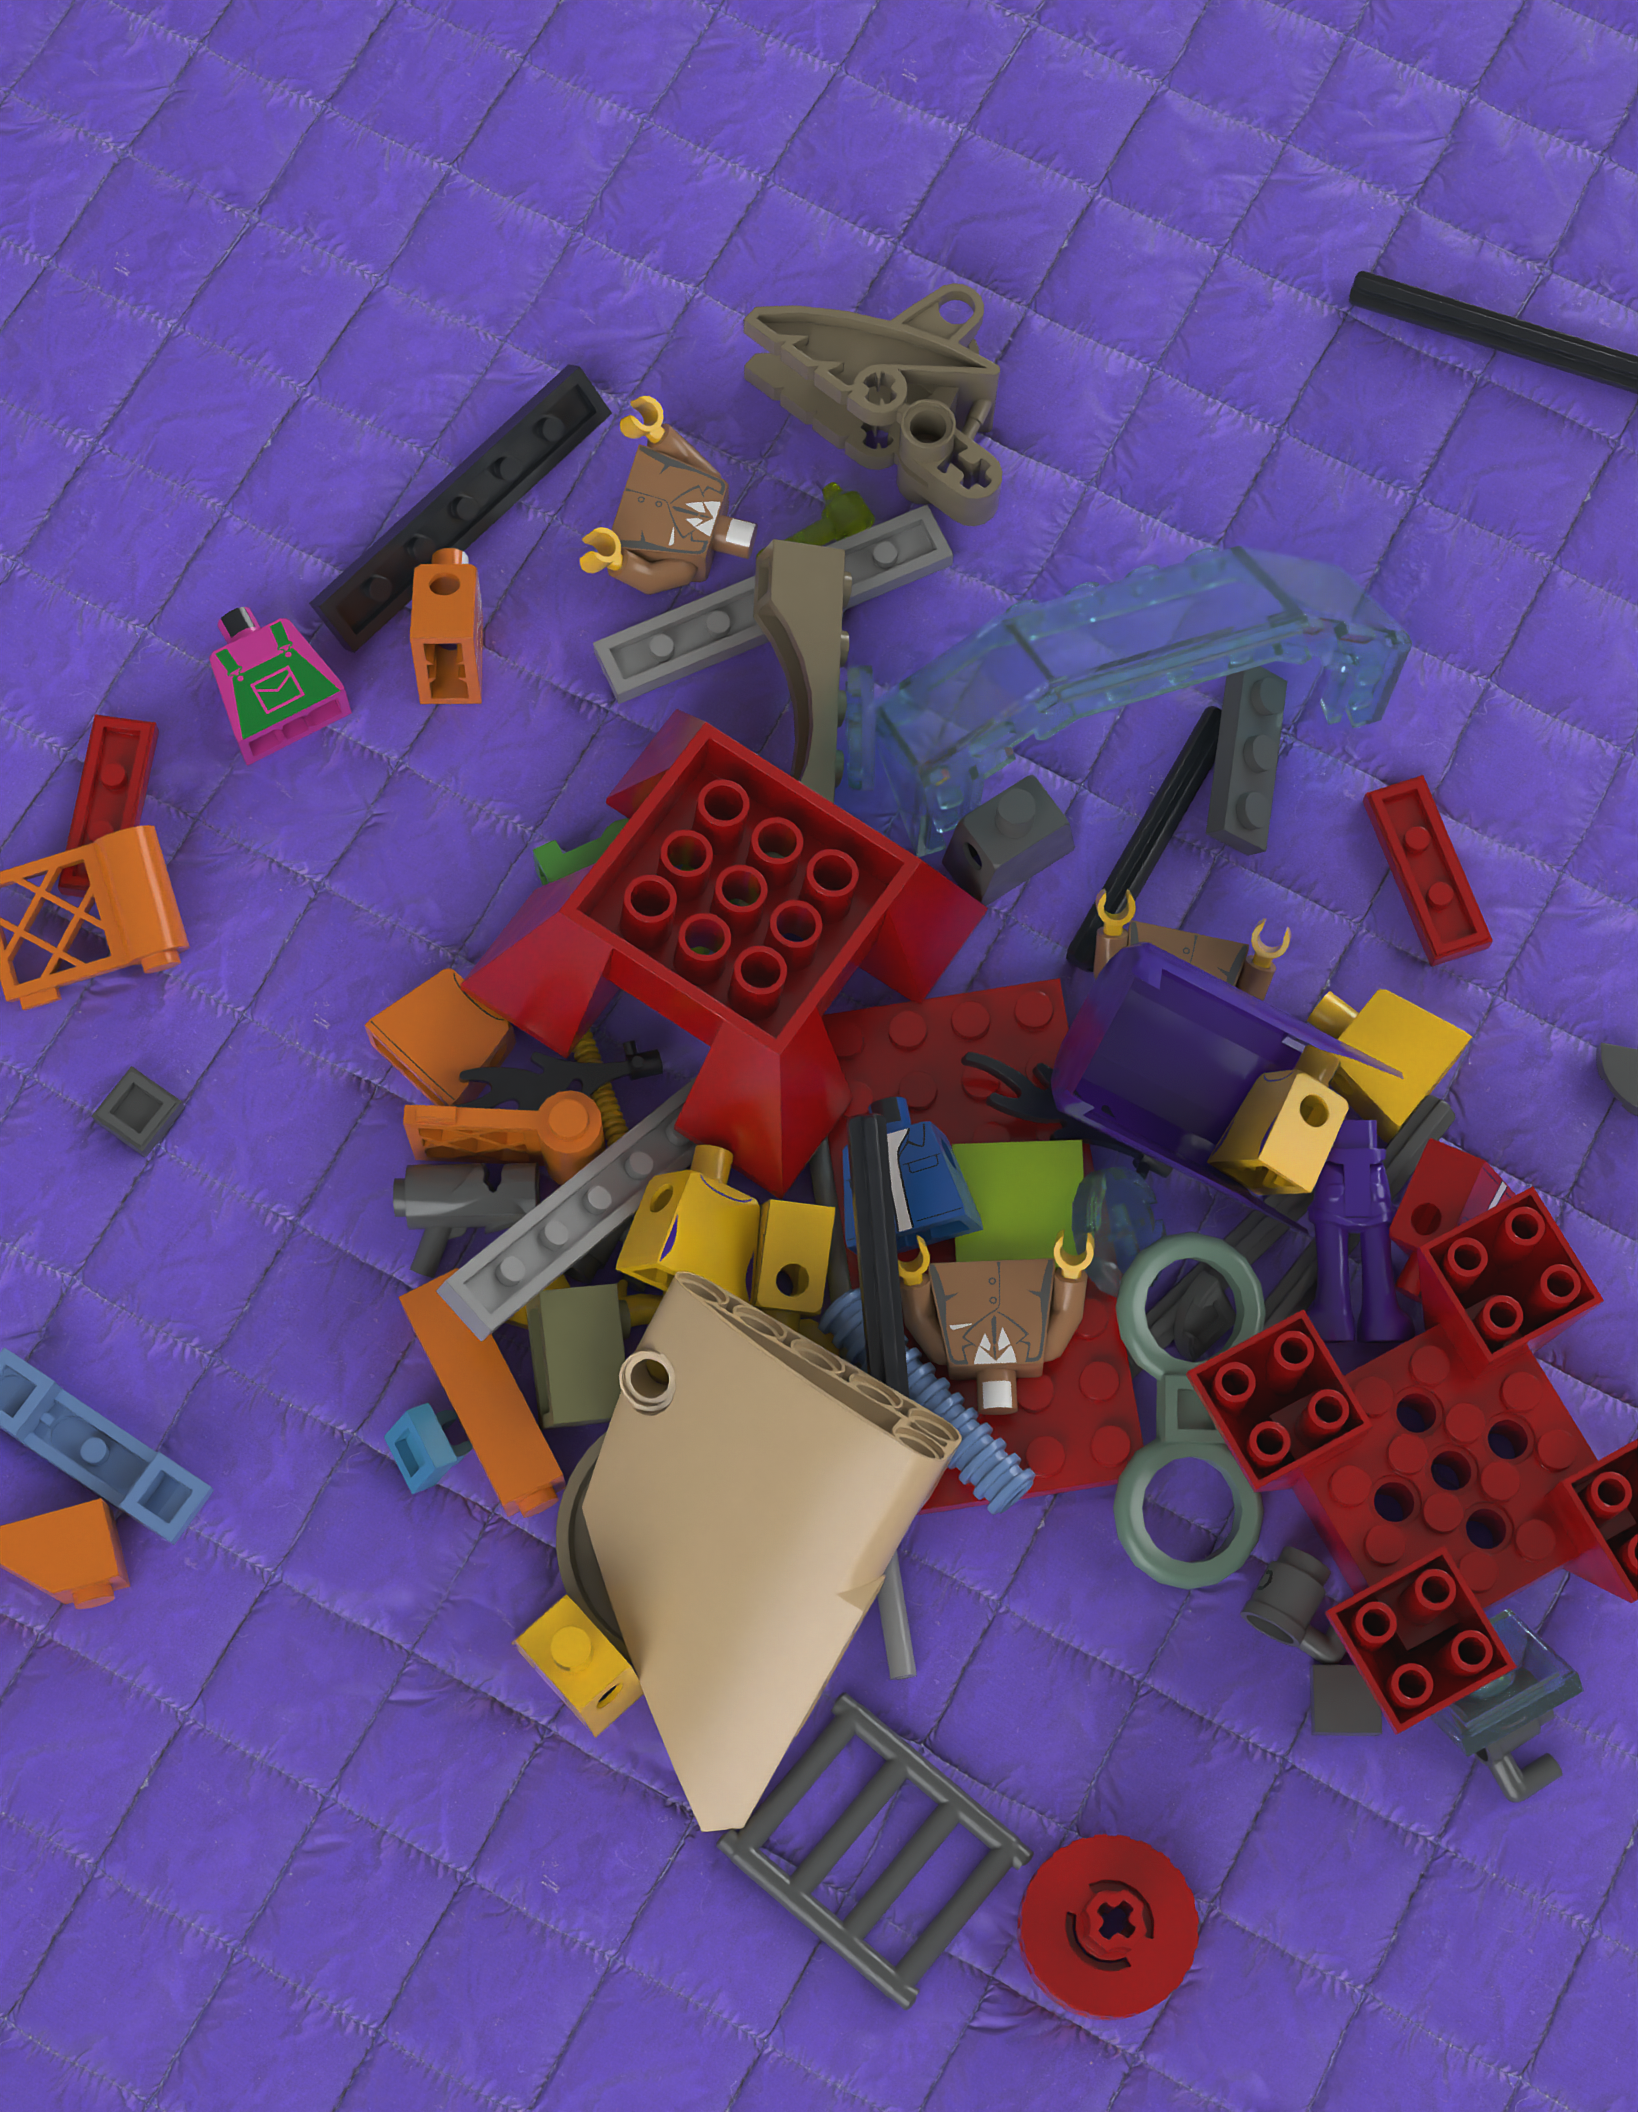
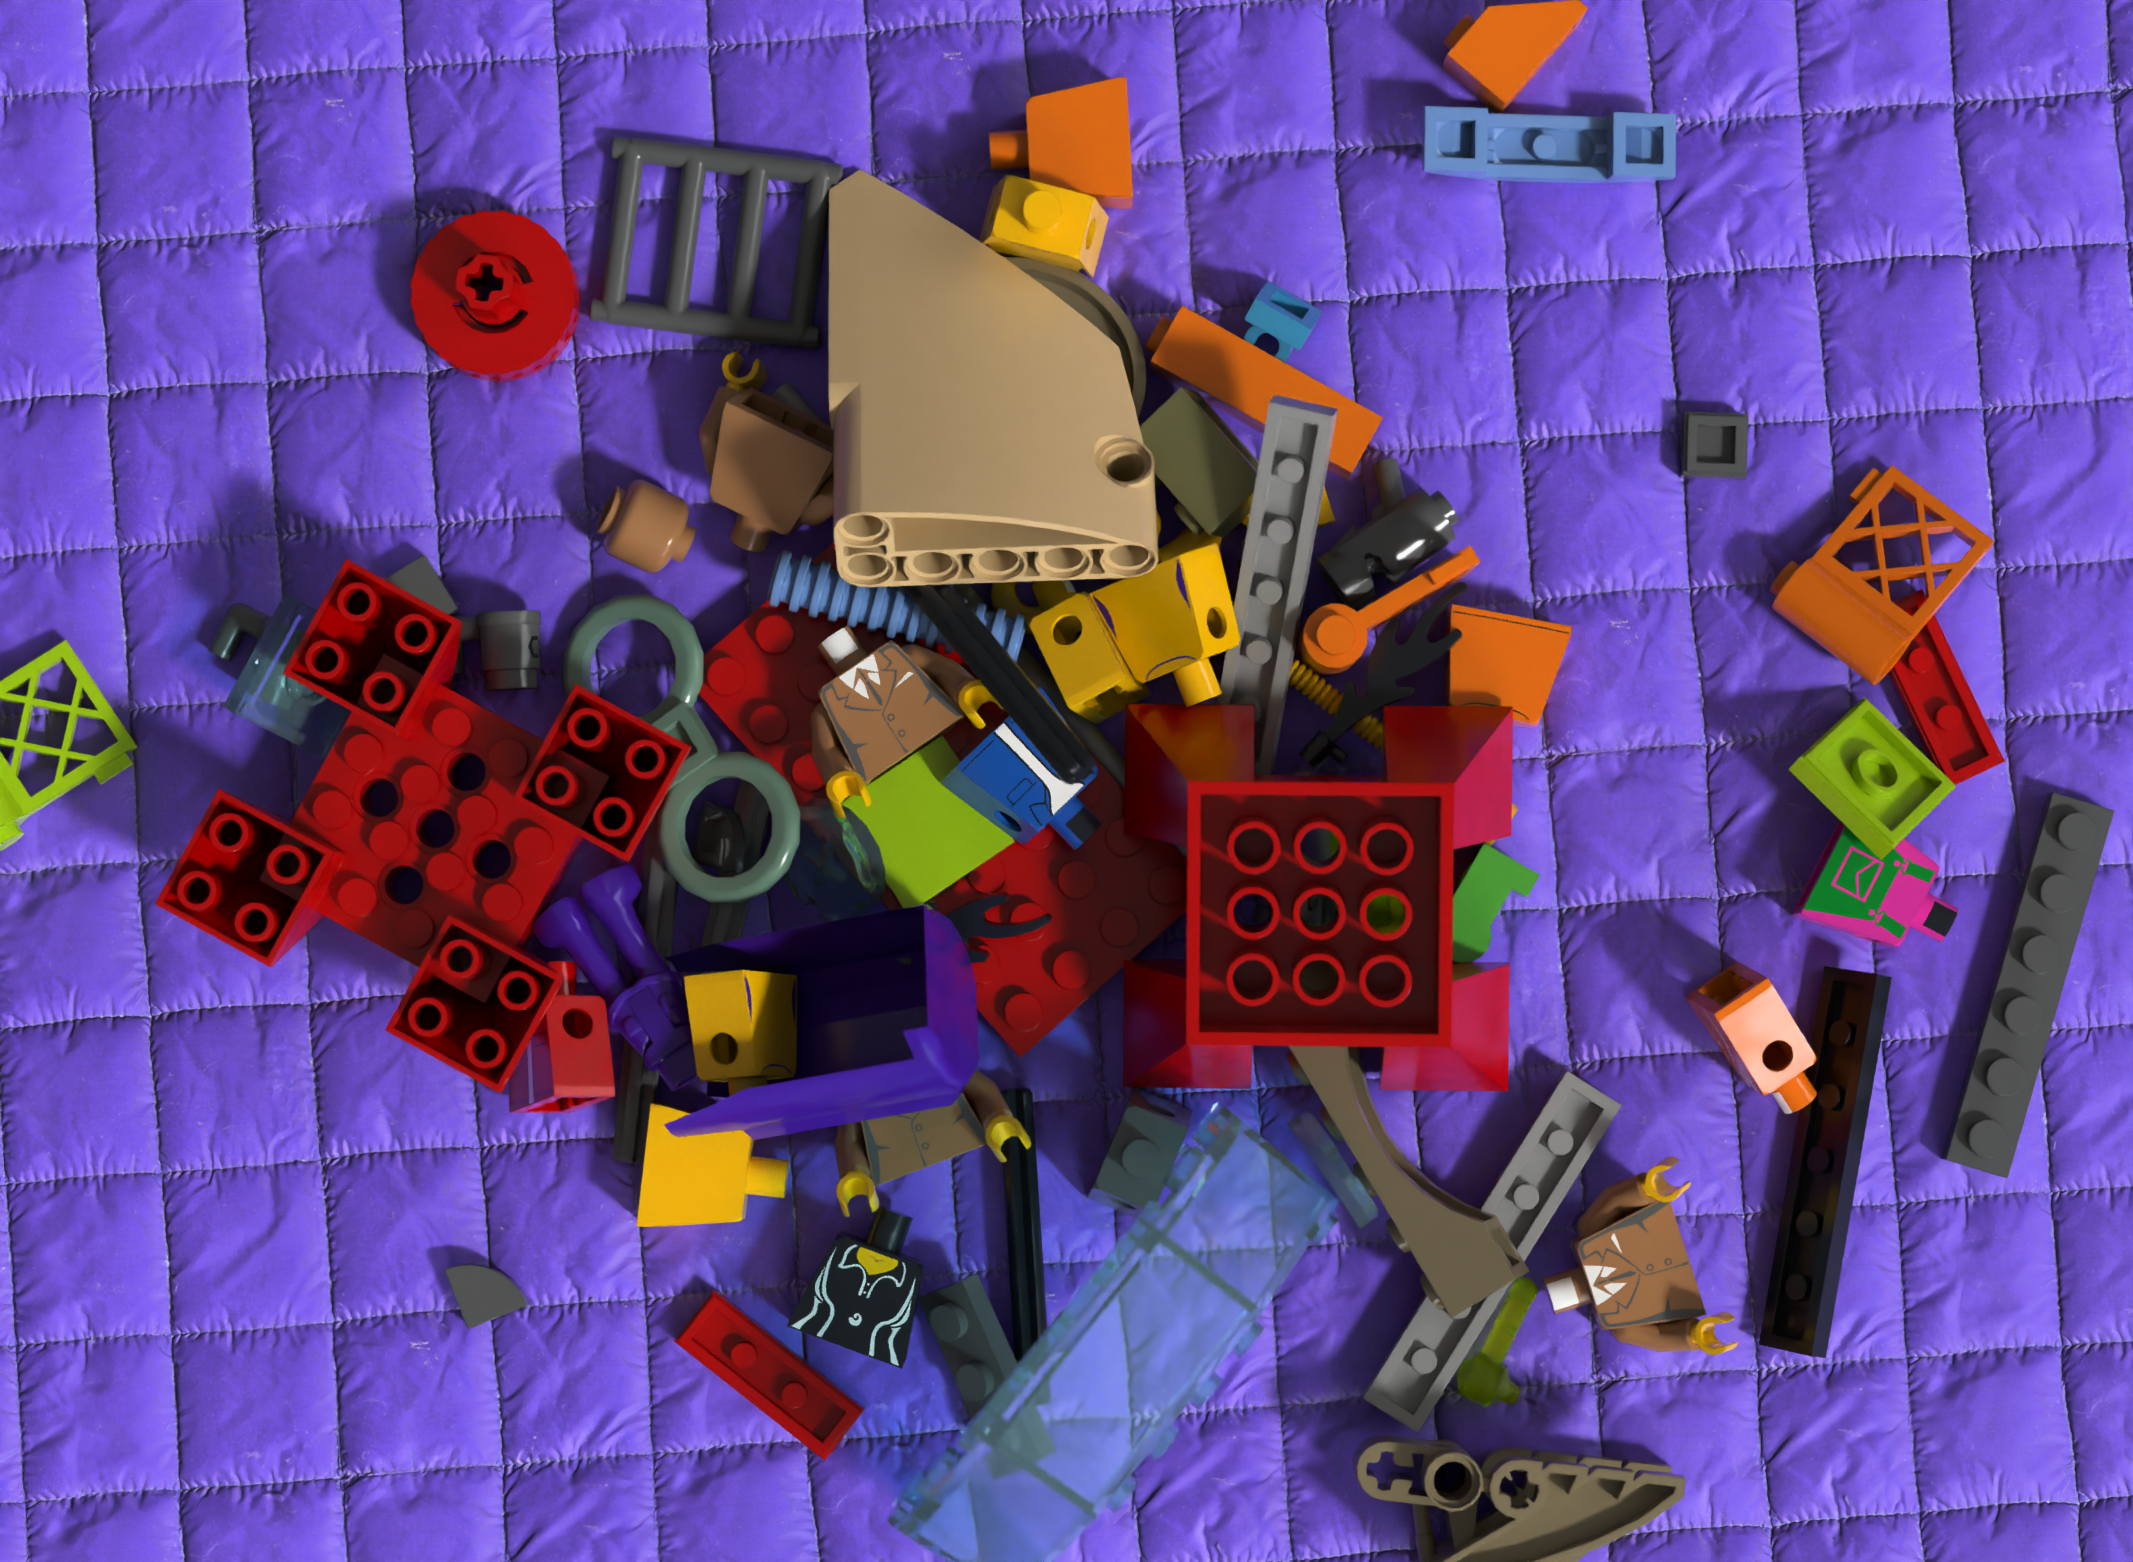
camera: 150 degrees right, 15 degrees up
(204, 543) = (2027, 984): none -> dark grey plate
(210, 757) = (1872, 778): none -> lime tile
(499, 1719) = (1074, 142): none -> orange torso
(954, 1609) = (765, 459): none -> medium nougat torso
(1100, 1626) = (645, 526): none -> medium nougat head
(1310, 877) = (865, 1291): none -> black torso

